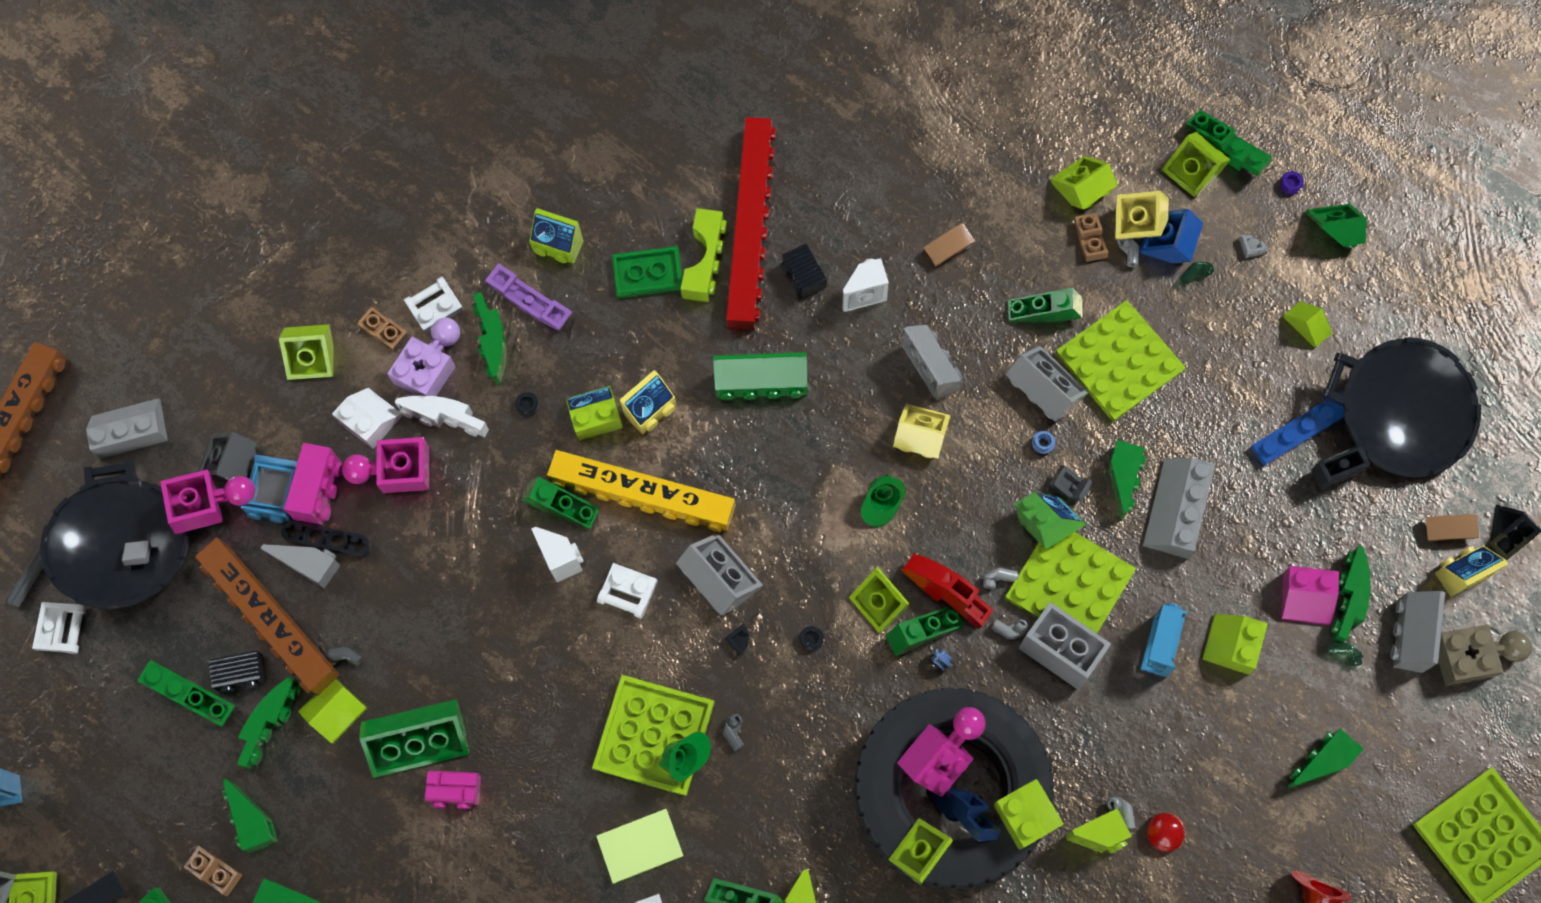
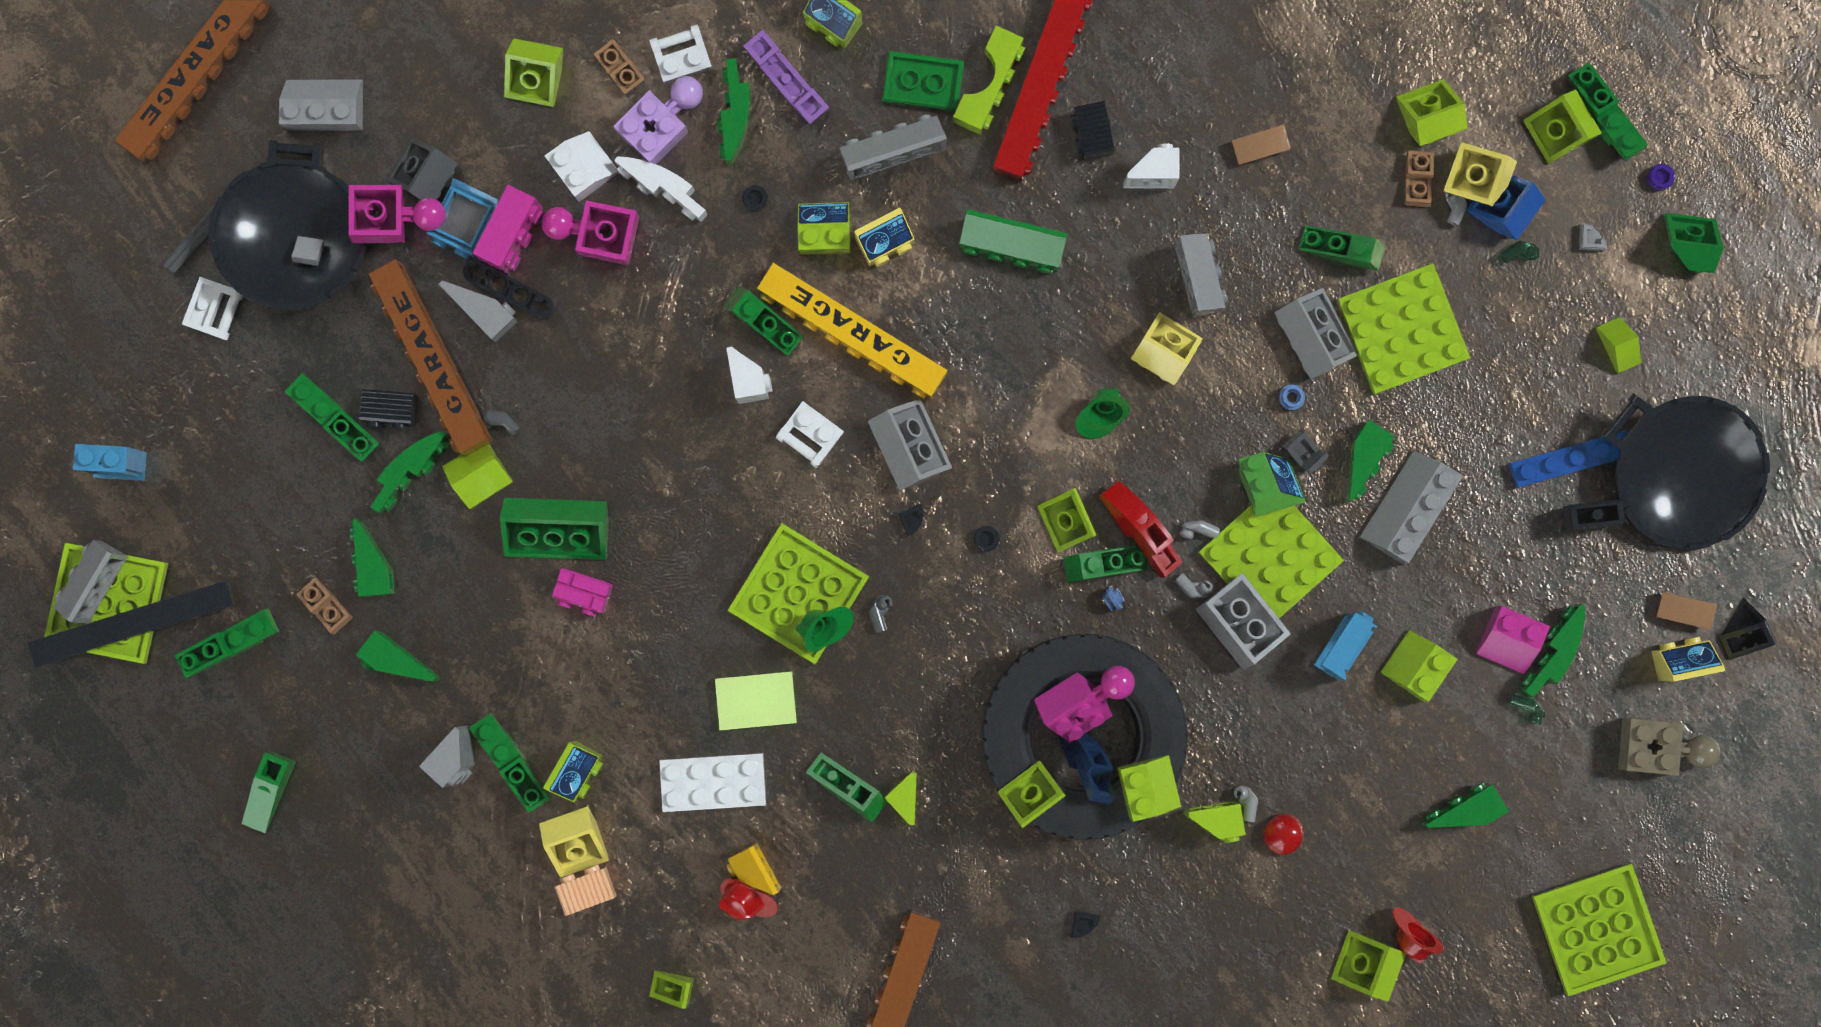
camera: 15 degrees right, 15 degrees up
(636, 329) = (893, 147): none -> light grey slope
(1418, 630) = (1609, 708): light grey slope -> none

